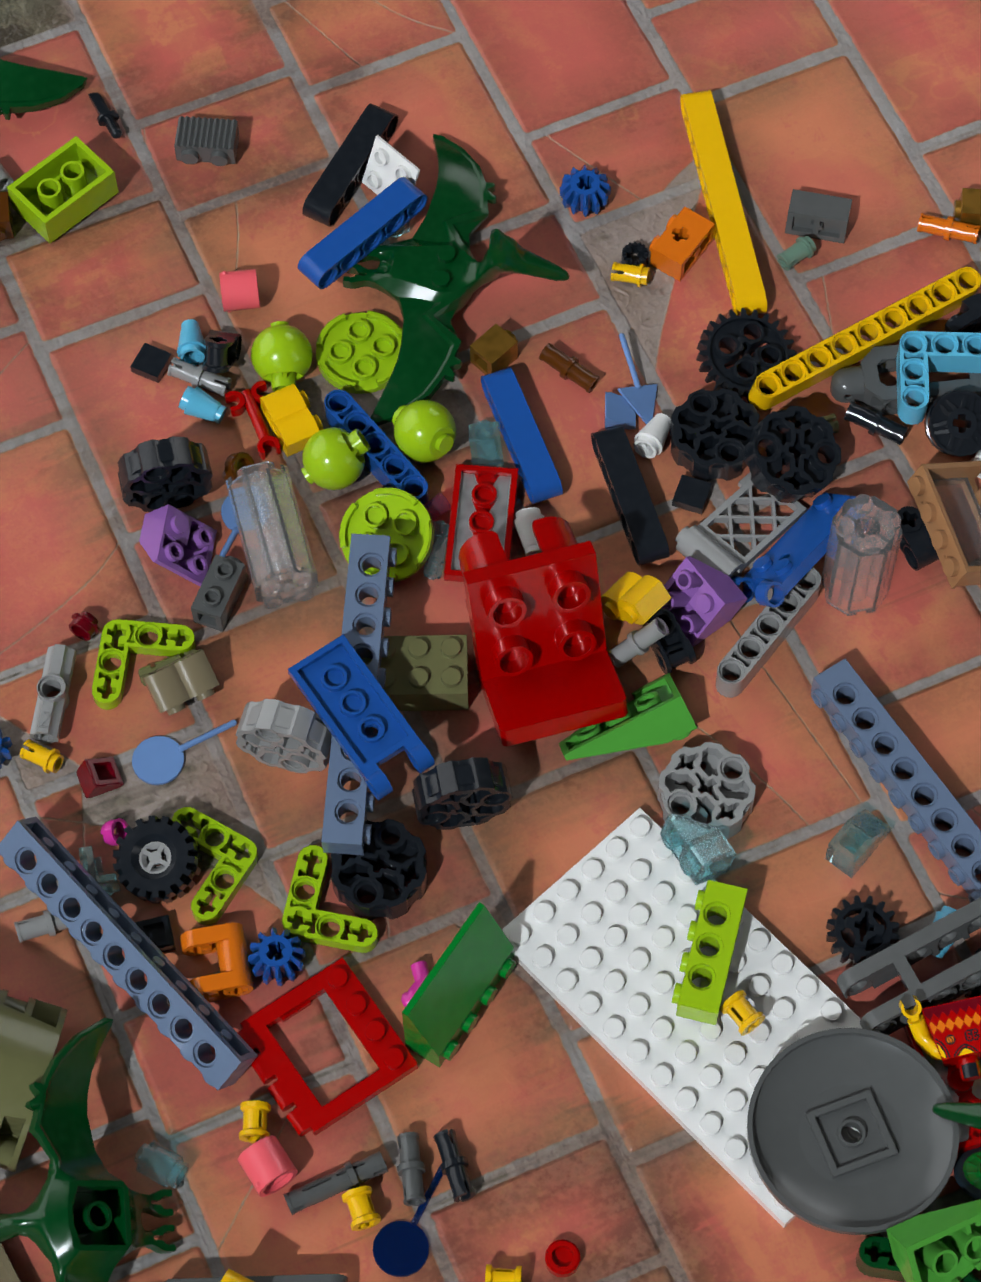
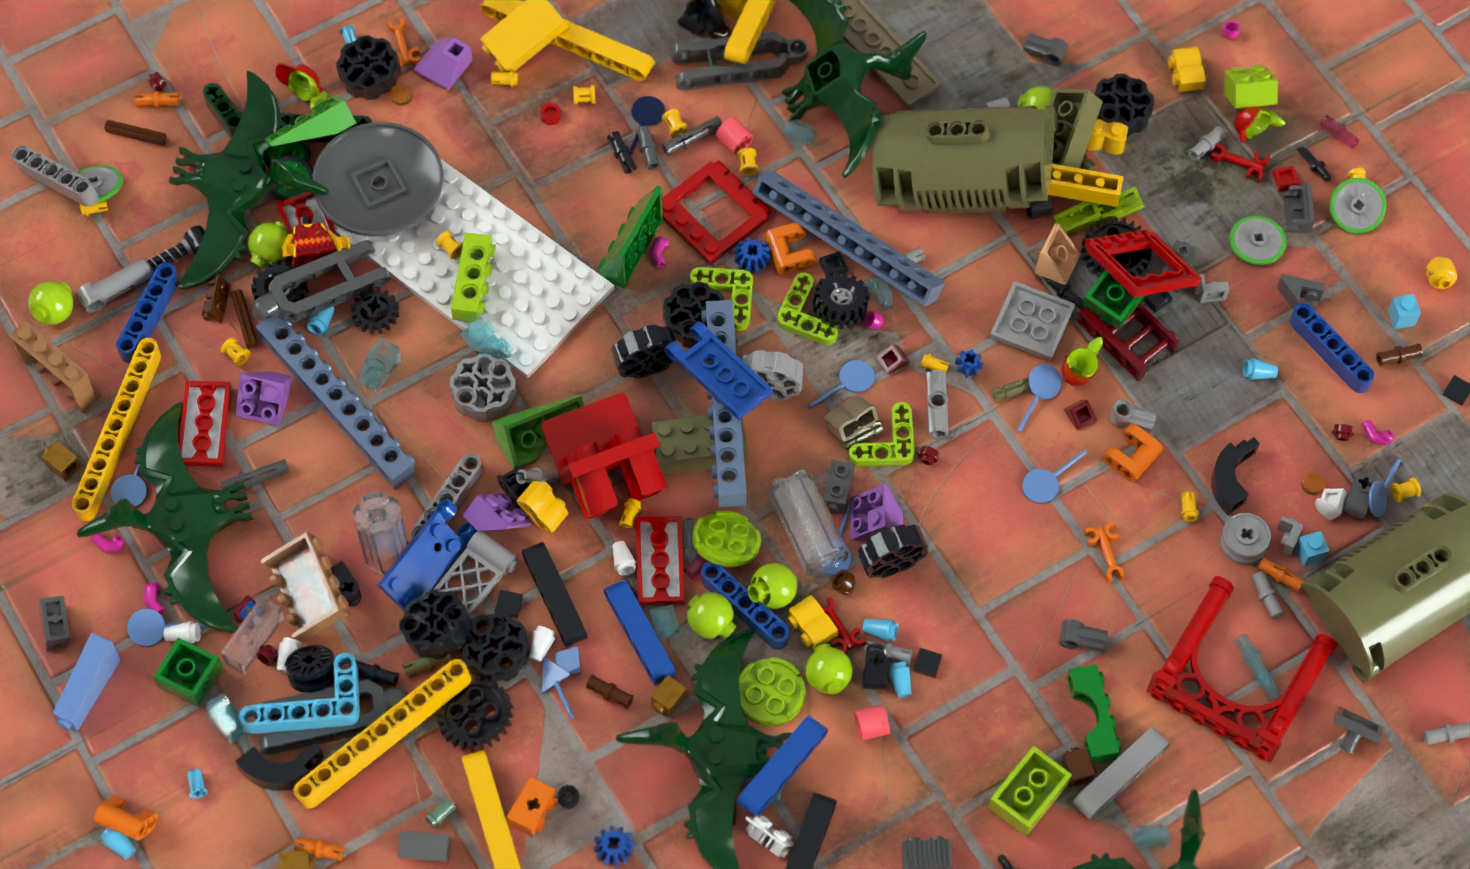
camera: 170 degrees right, 0 degrees up
(632, 274) = (570, 778): yellow pin -> none

